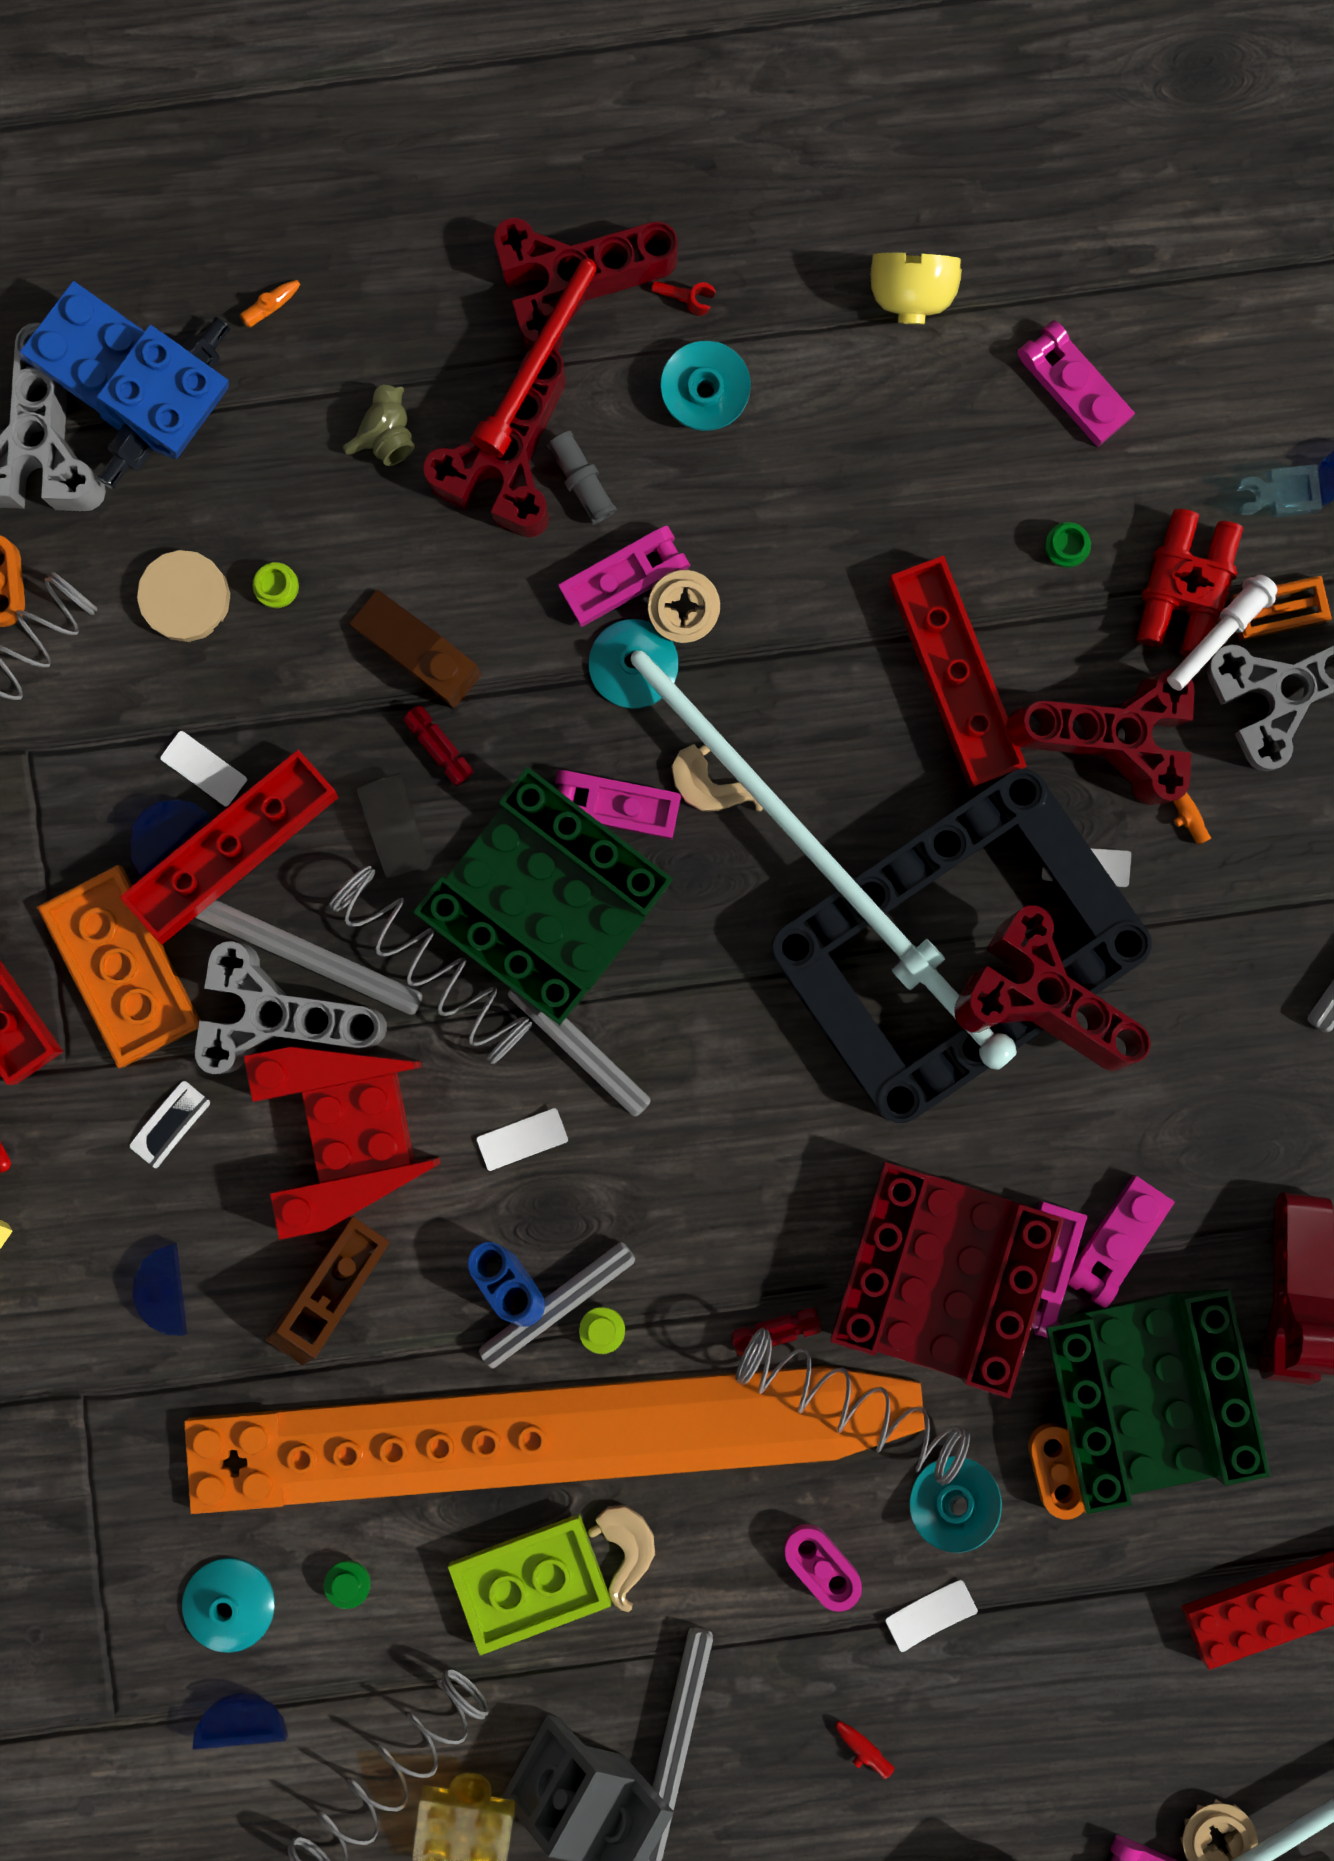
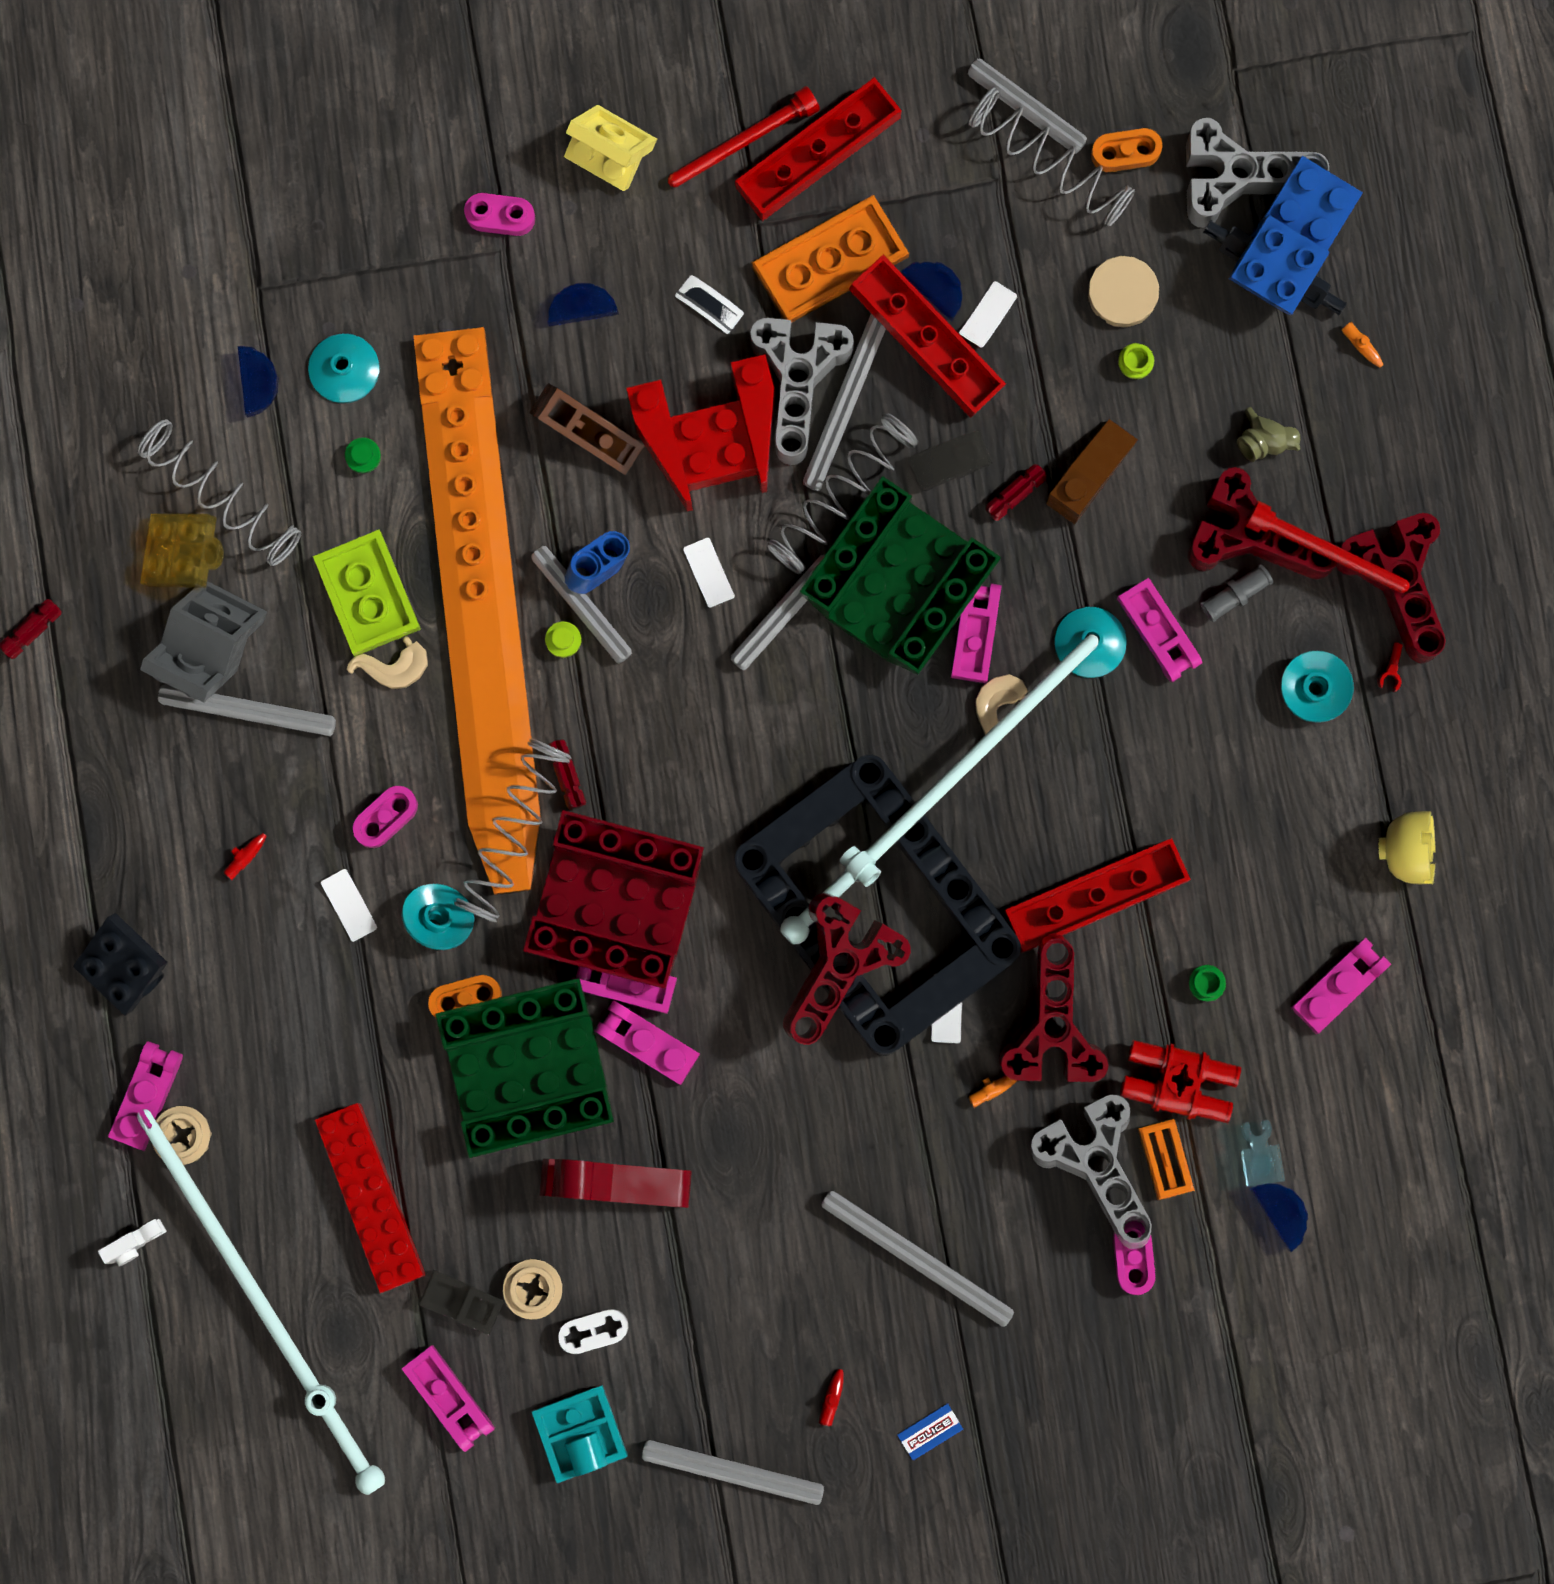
camera: 85 degrees right, 5 degrees down
(33, 1396) = (498, 217): none -> dark pink plate
(697, 621) = (1127, 664): tan gear -> none
(1256, 594) = (1153, 1114): white pin -> none

